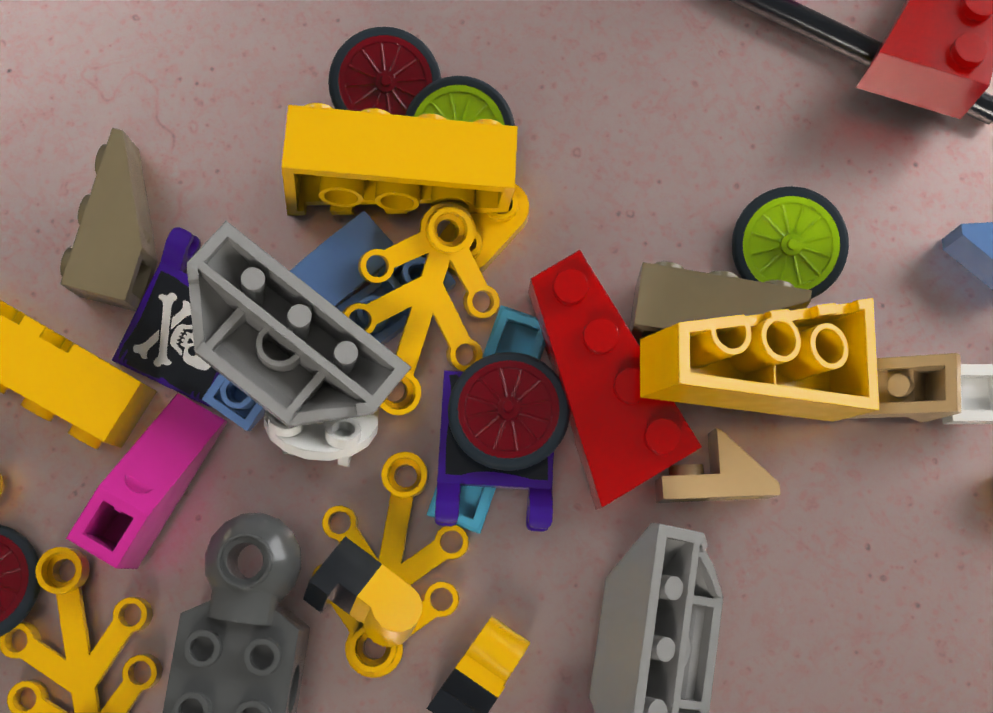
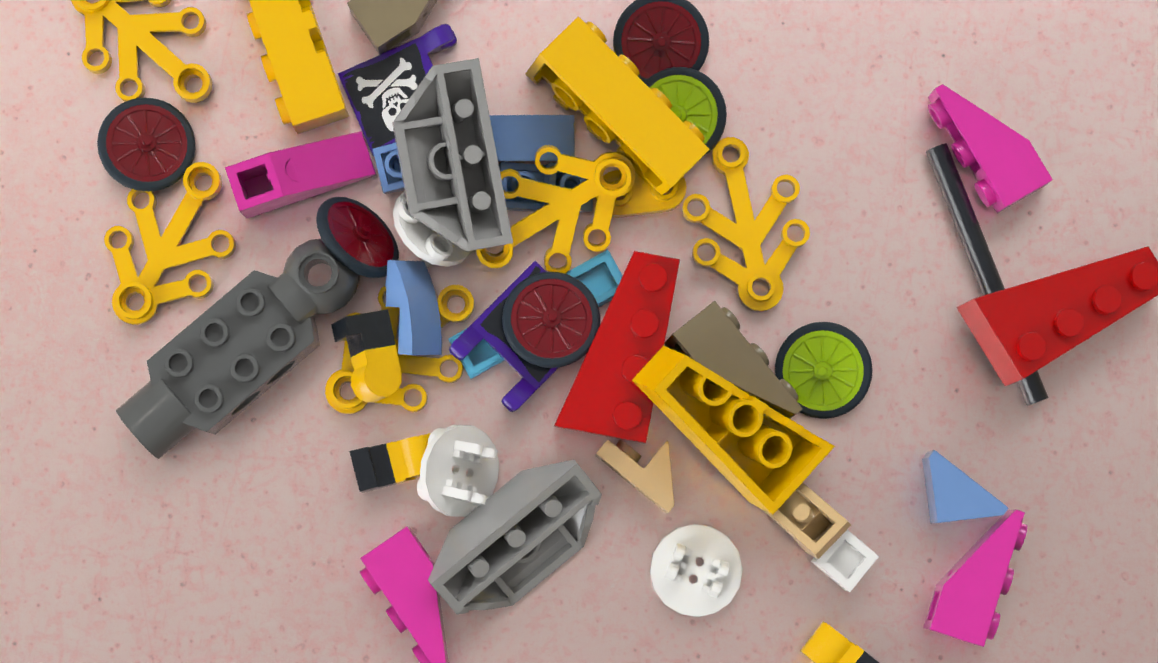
camera: 35 degrees right, 5 degrees up
(256, 494) = (356, 236): none -> dark red wheel
(354, 498) = (412, 291): none -> medium blue slope
(563, 652) = (464, 449): none -> white plate
(610, 182) = (747, 231): none -> yellow plant
(822, 538) = (716, 579): none -> white plate

